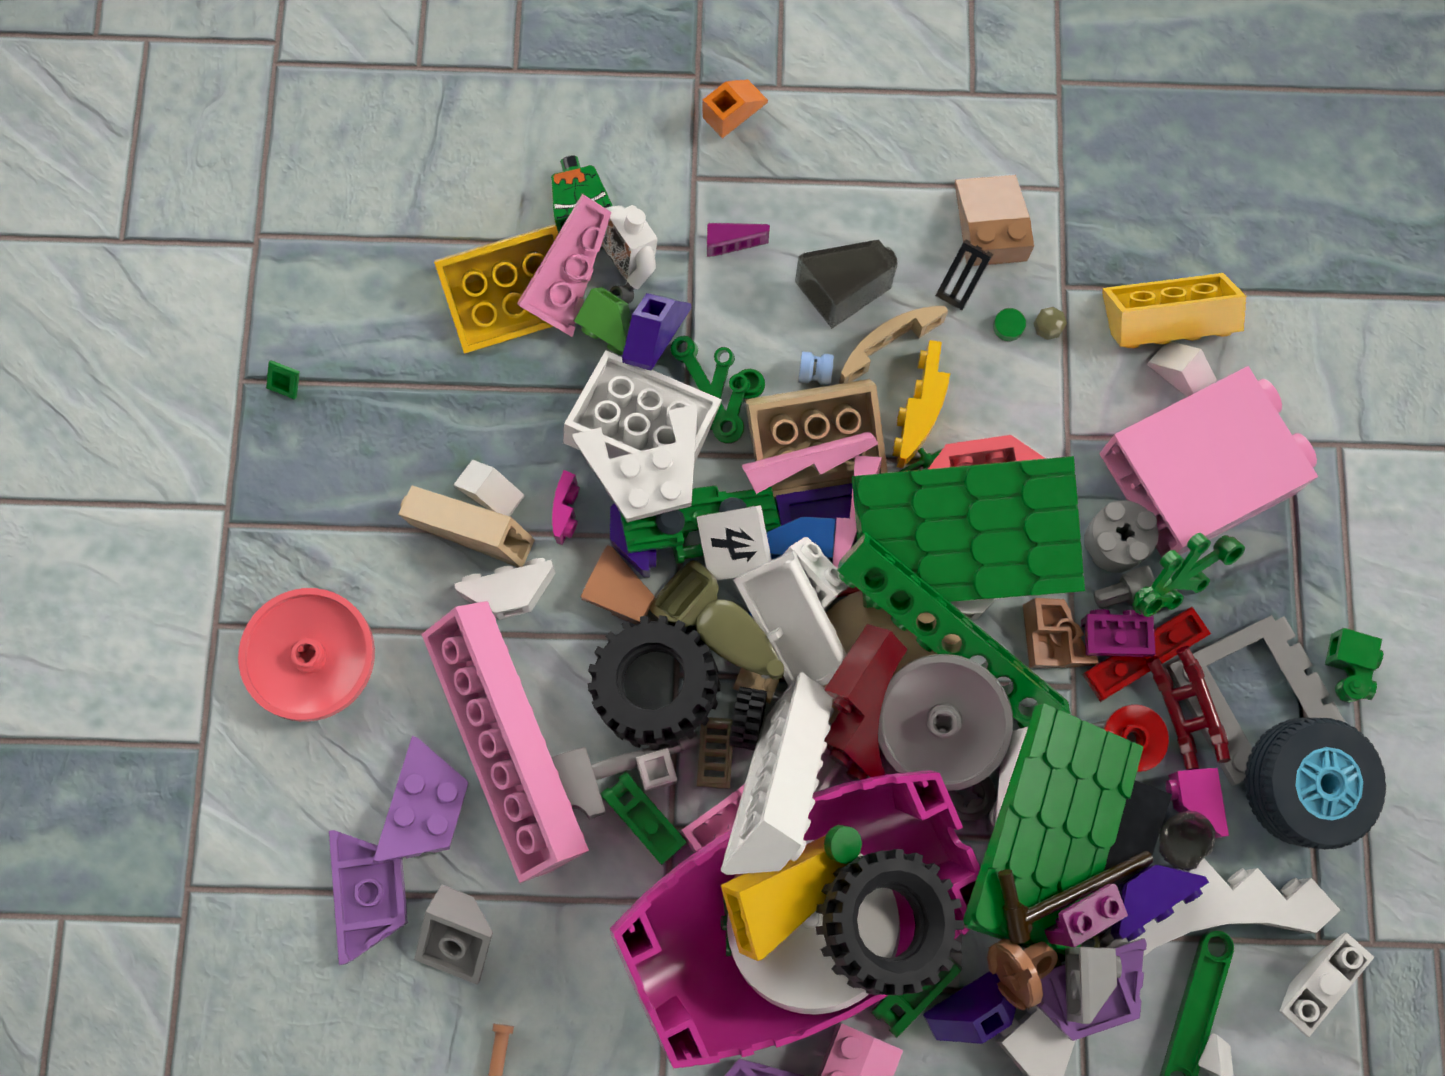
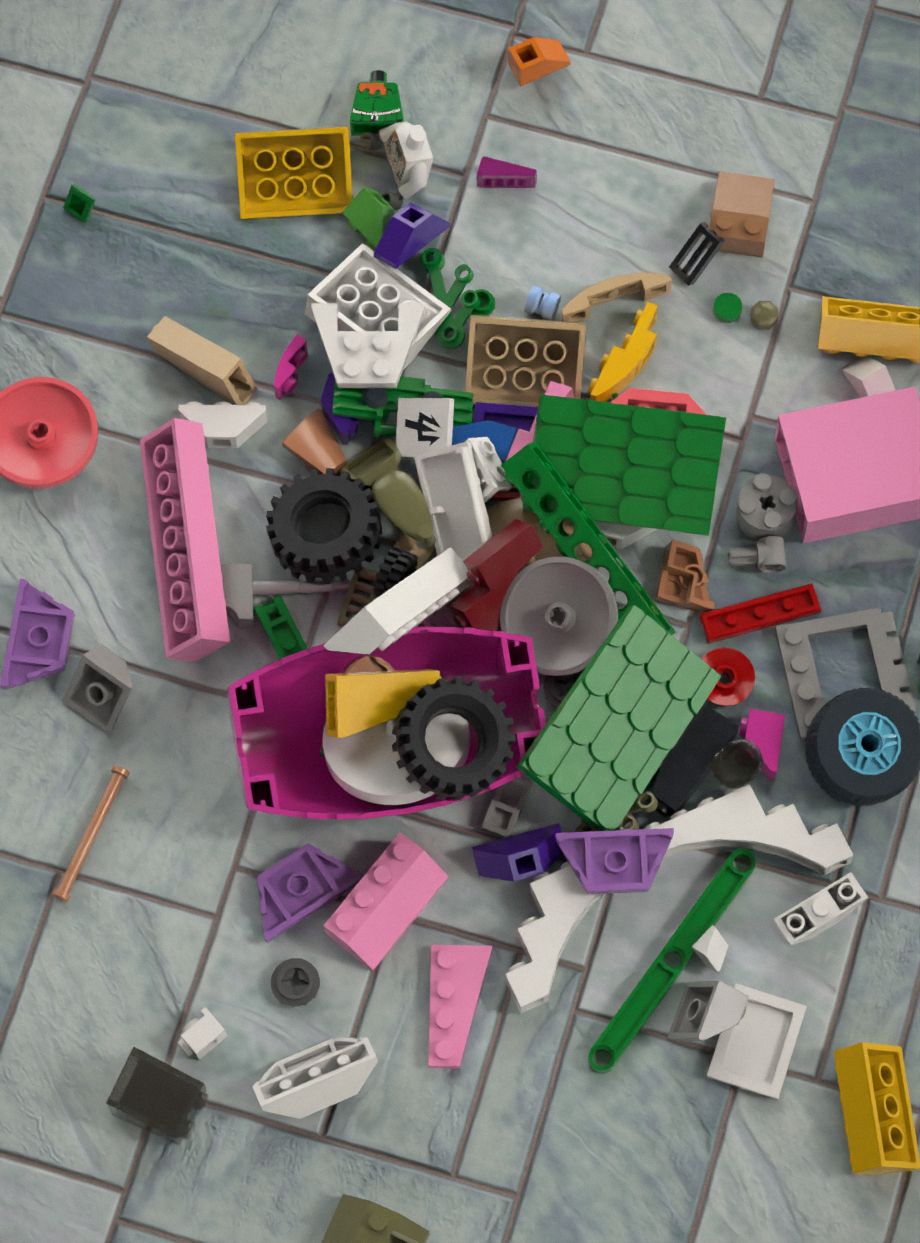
camera: 20 degrees right, 5 degrees down
(422, 806) = (102, 579): medium lavender wing -> none
(489, 488) = (231, 335): white slope -> none
(563, 275) = (343, 171): bright pink wing -> none
(656, 770) = (306, 600): white slope -> none
(824, 457) = (522, 376): bright pink slope -> none
(842, 844) = (433, 668): green tile -> none
(845, 278) = (591, 232): clear smoke slope -> none
(913, 1003) = (472, 827): green plate -> none
(1020, 918) = (566, 773): dark brown bar -> none
(1021, 970) = (556, 818): nougat tile -> none
(1087, 917) = (626, 788): magenta bracket -> none
(1089, 980) = (613, 839): light grey slope -> none
(1118, 634) = (737, 587): magenta bracket -> none
(1152, 895) = (691, 797): dark purple slope -> none
(1184, 727) = (769, 651): dark red piece -> none
(1187, 575) = (774, 560): green plant -> none

